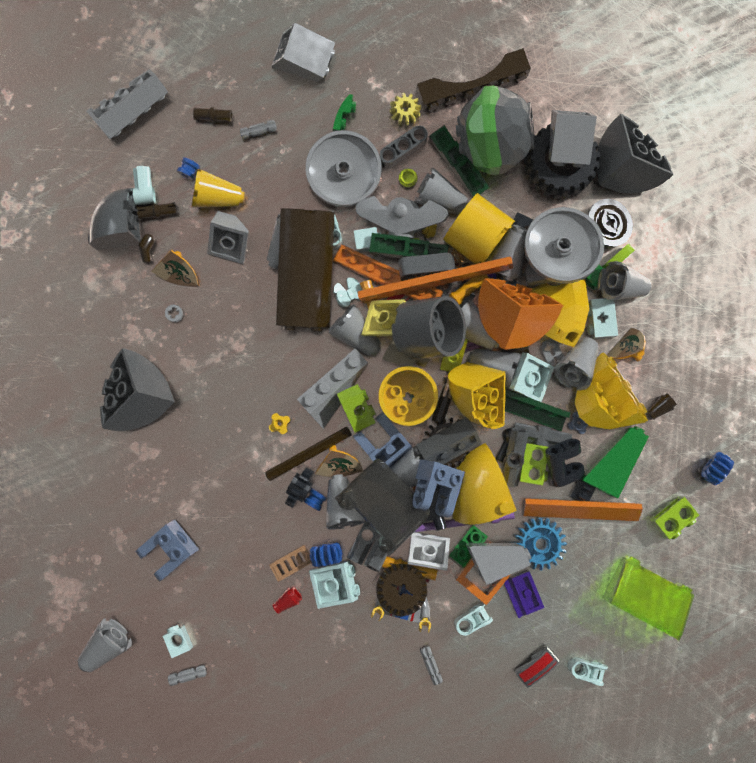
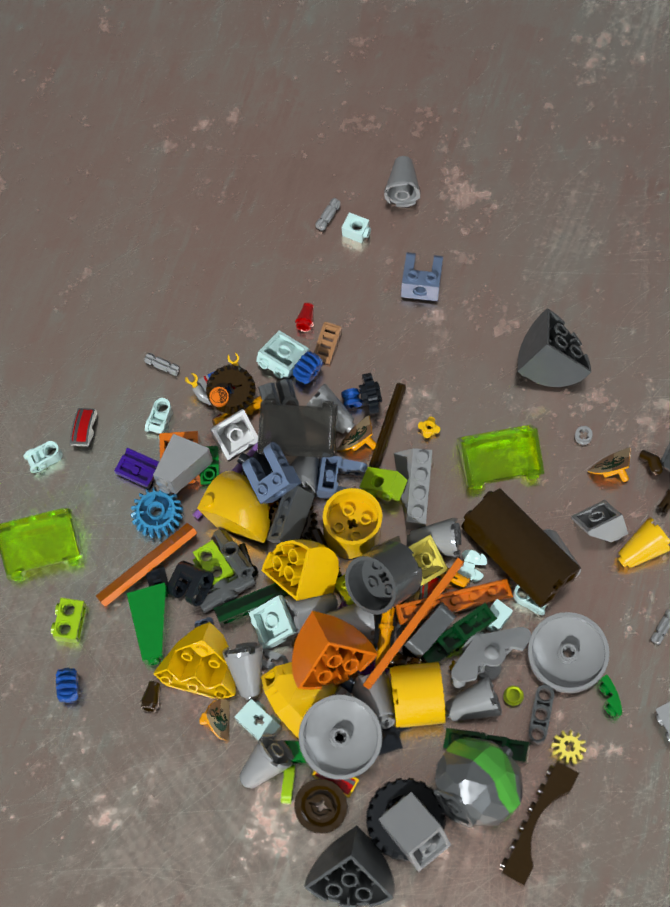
camera: 145 degrees right, 15 degrees down
(248, 353) = (501, 455): none -> clear neon green windscreen
(418, 589) = (219, 396): none -> orange tile

